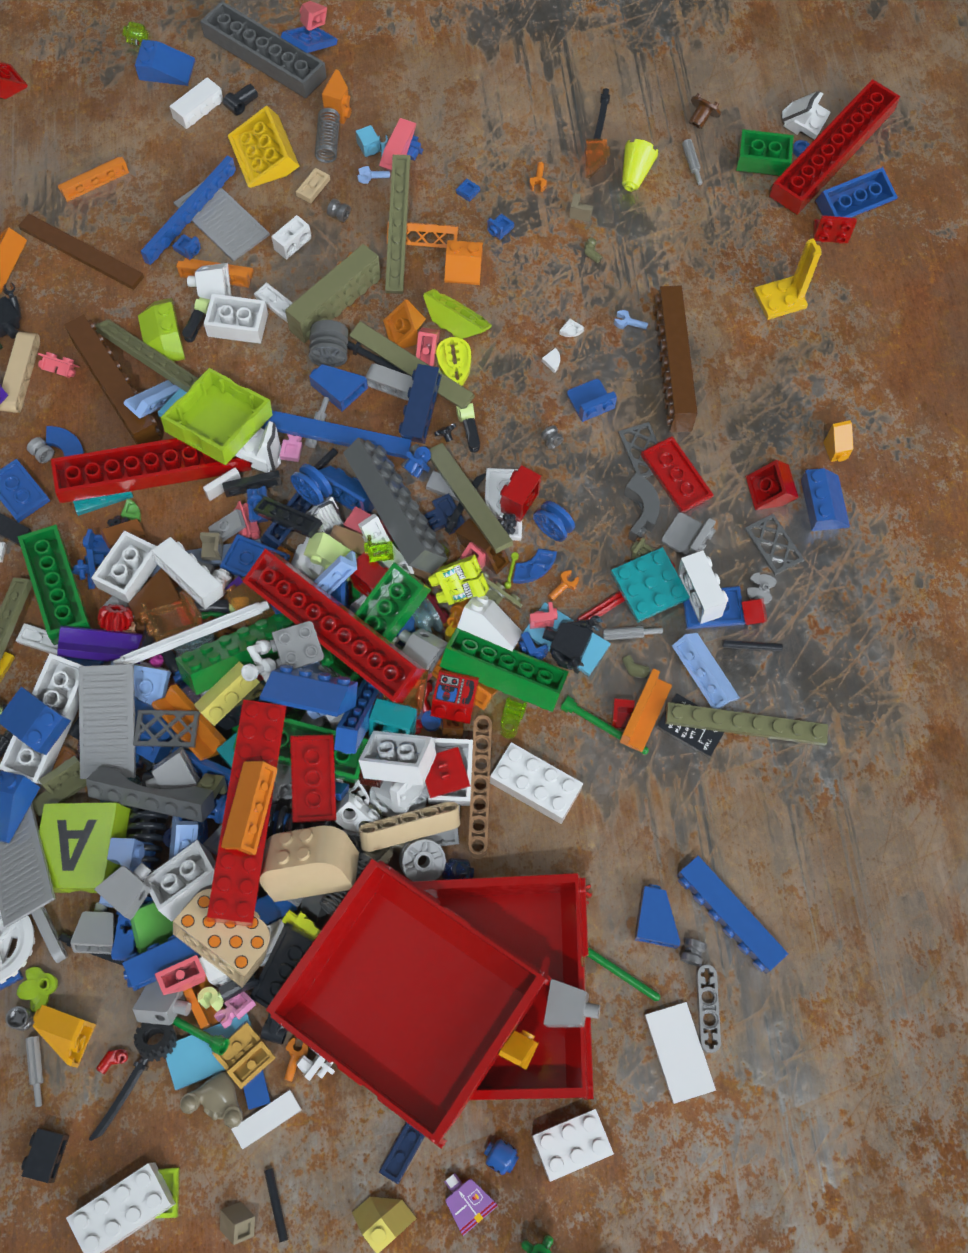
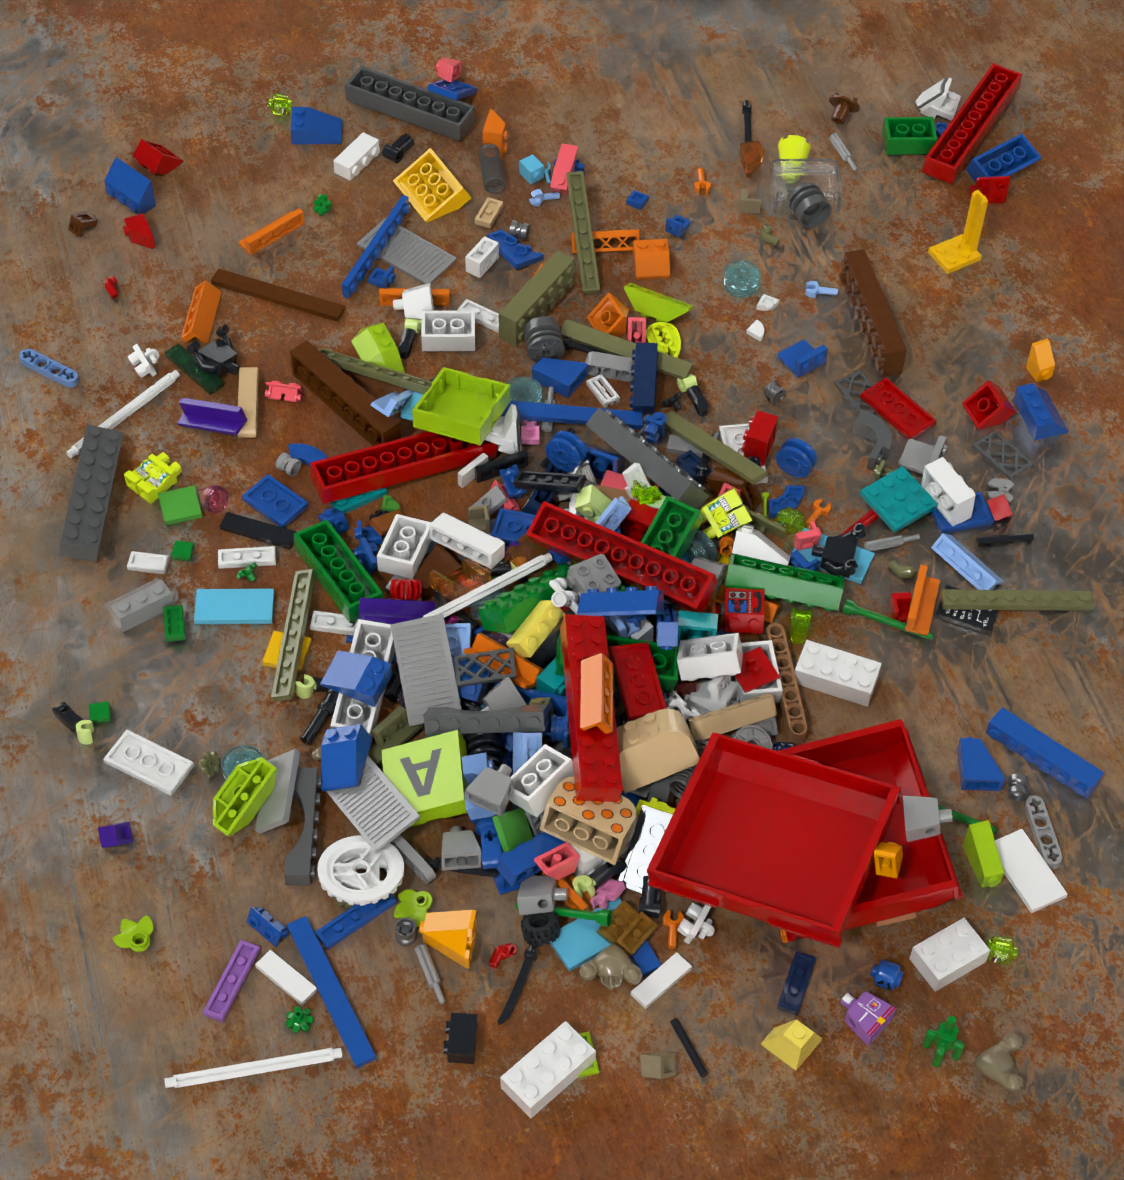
camera: 10 degrees left, 15 degrees down
(69, 522) = (335, 518): none -> blue bracket
(149, 154) = (322, 204): none -> green plant
(293, 394) = (525, 390): none -> clear light blue wheel
(327, 233) = (513, 251): none -> blue wing
(383, 420) = (603, 397): none -> white tile
(532, 592) = (791, 520): none -> clear neon green head
(548, 289) = (742, 279): none -> clear light blue wheel
(628, 1147) = (1001, 950): none -> clear neon green head
(636, 1033) = (983, 854): none -> lime slope
(640, 222) = (809, 205): none -> dark grey wheel
(642, 187) = (791, 173): none -> clear windscreen

